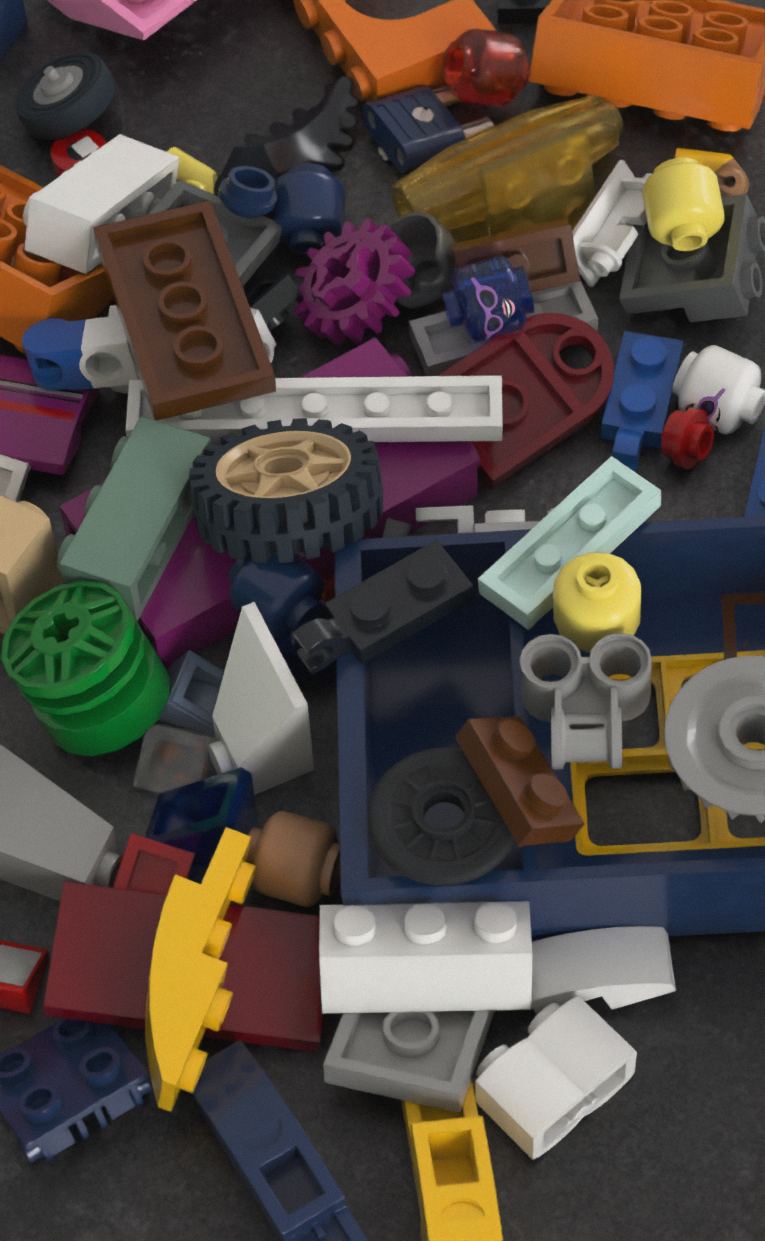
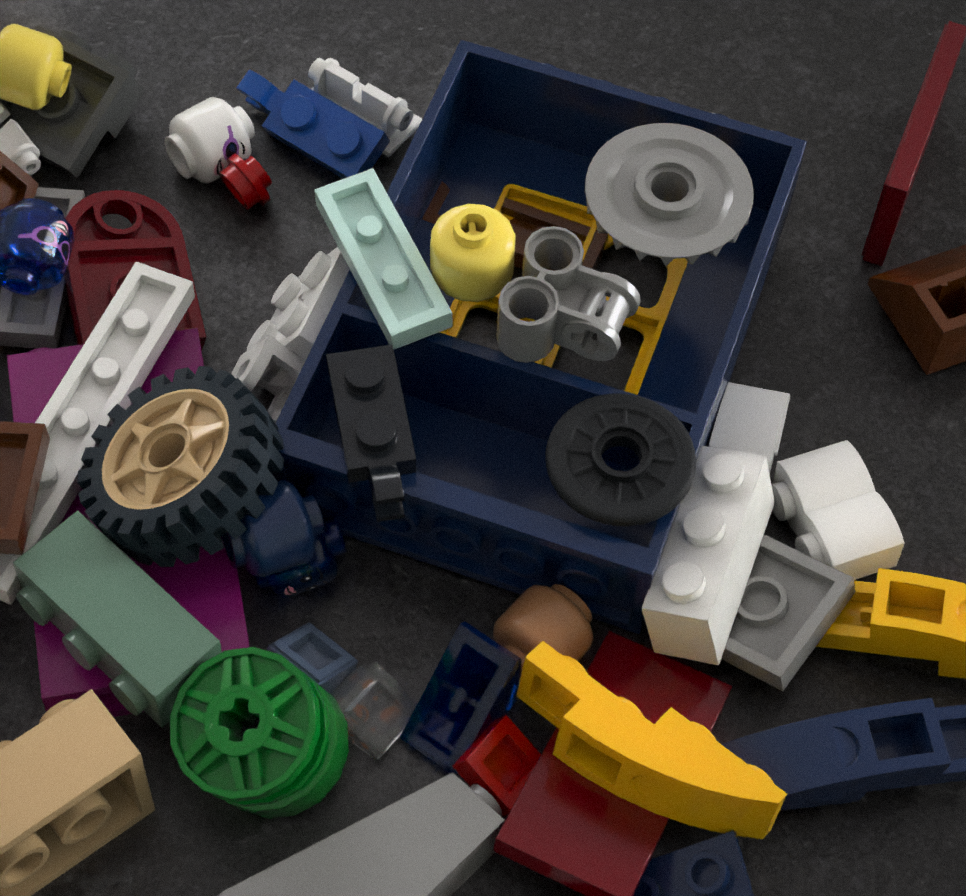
camera: 75 degrees left, 0 degrees up
(260, 710) = (373, 597): white slope -> none
(519, 780) = (599, 383): reddish brown plate -> none
(640, 395) = (195, 204): blue plate -> none

